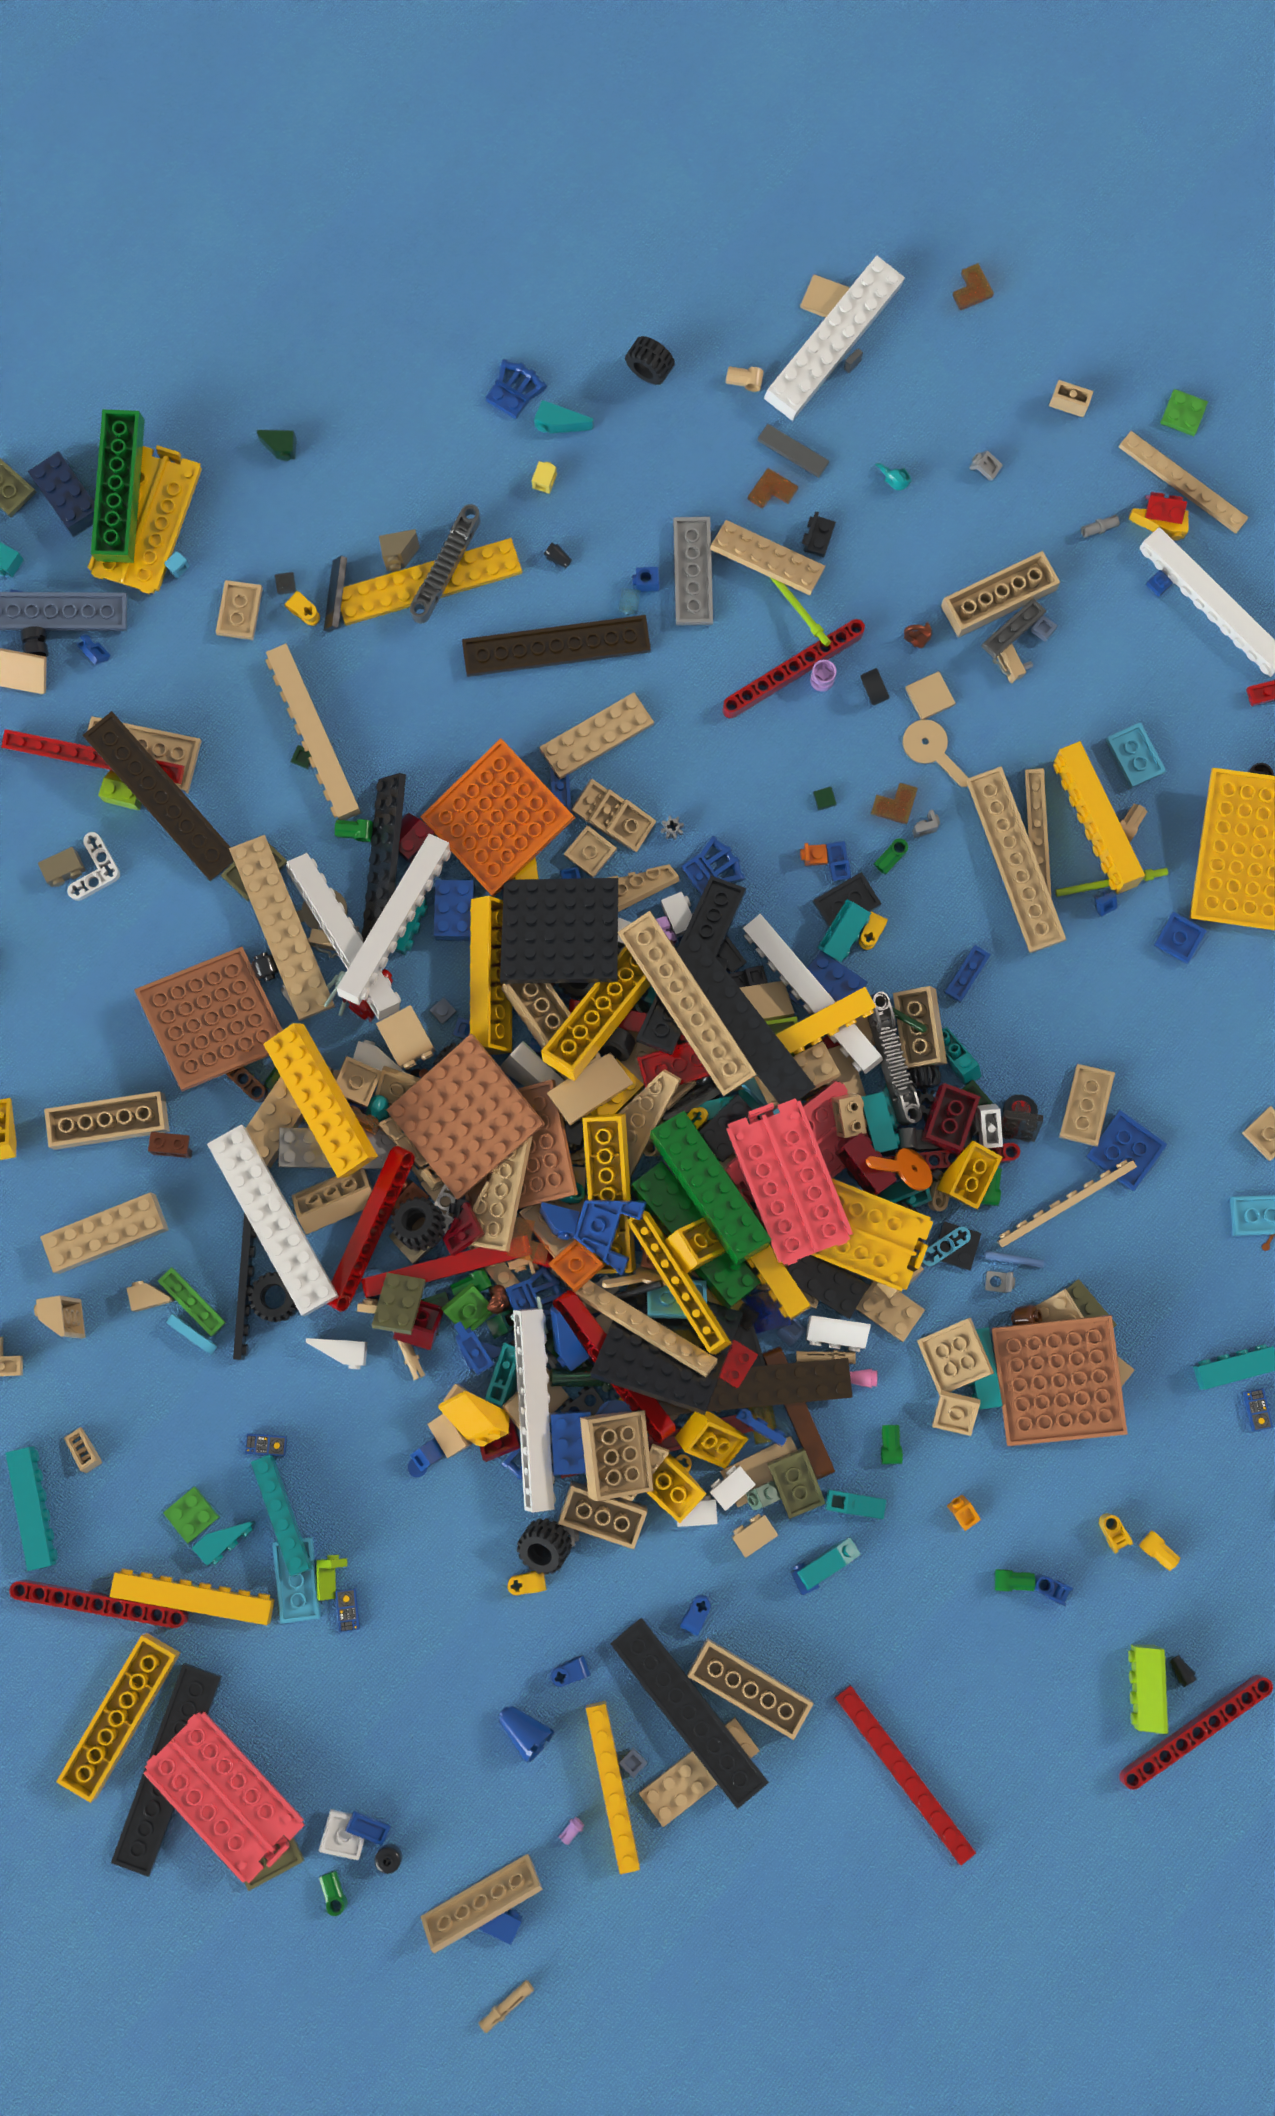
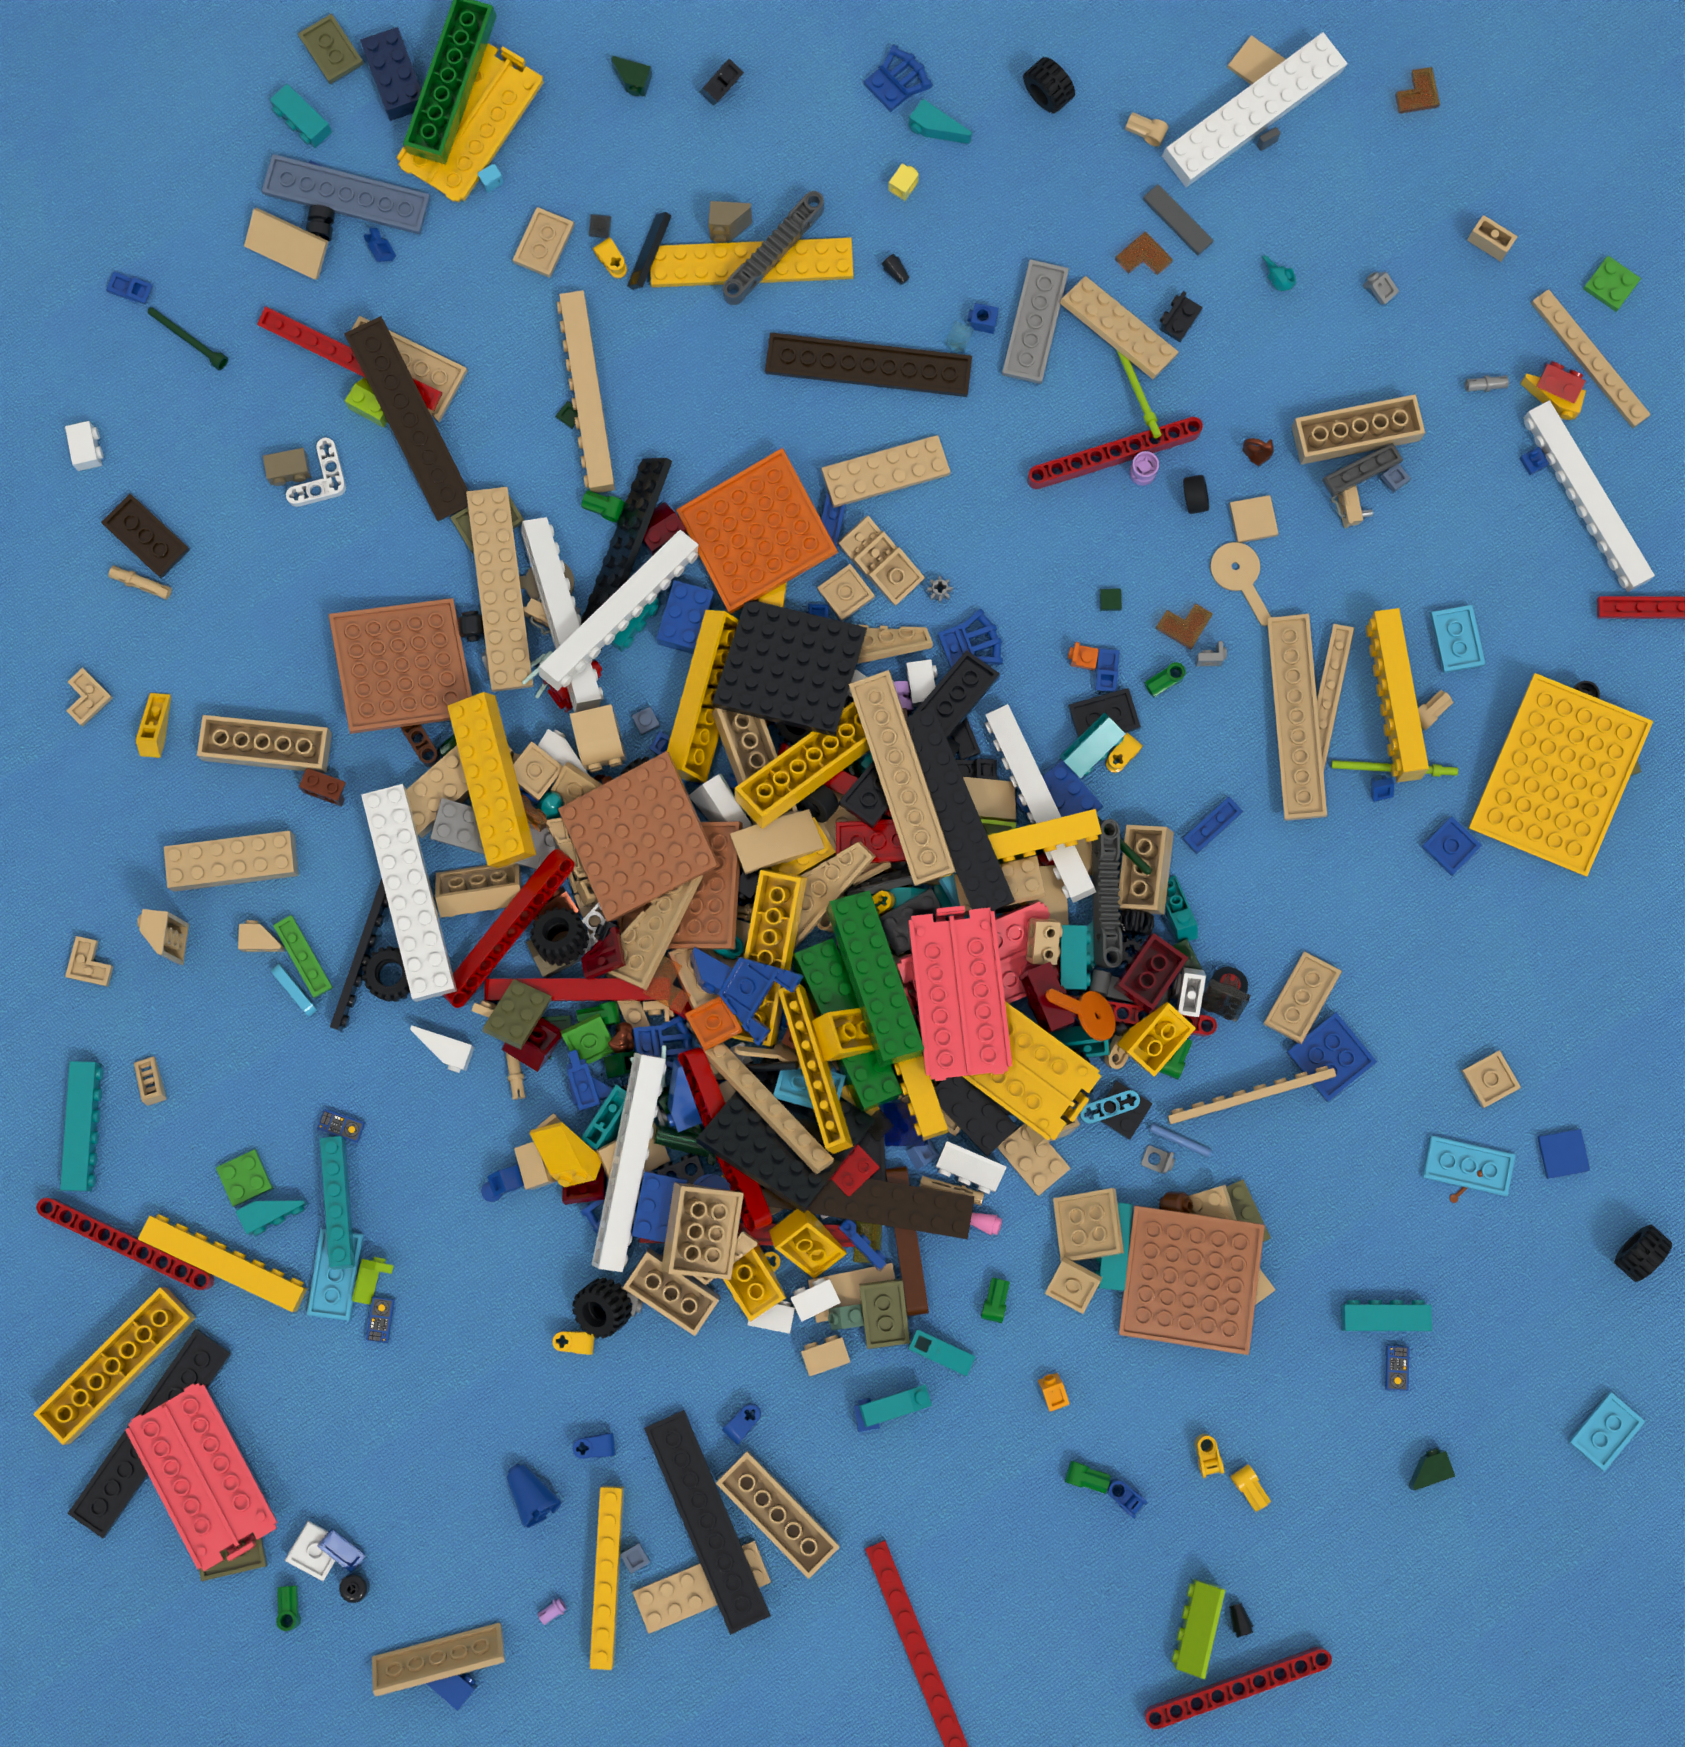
camera: 15 degrees right, 0 degrees up
(360, 429) = (721, 82): none -> black brick

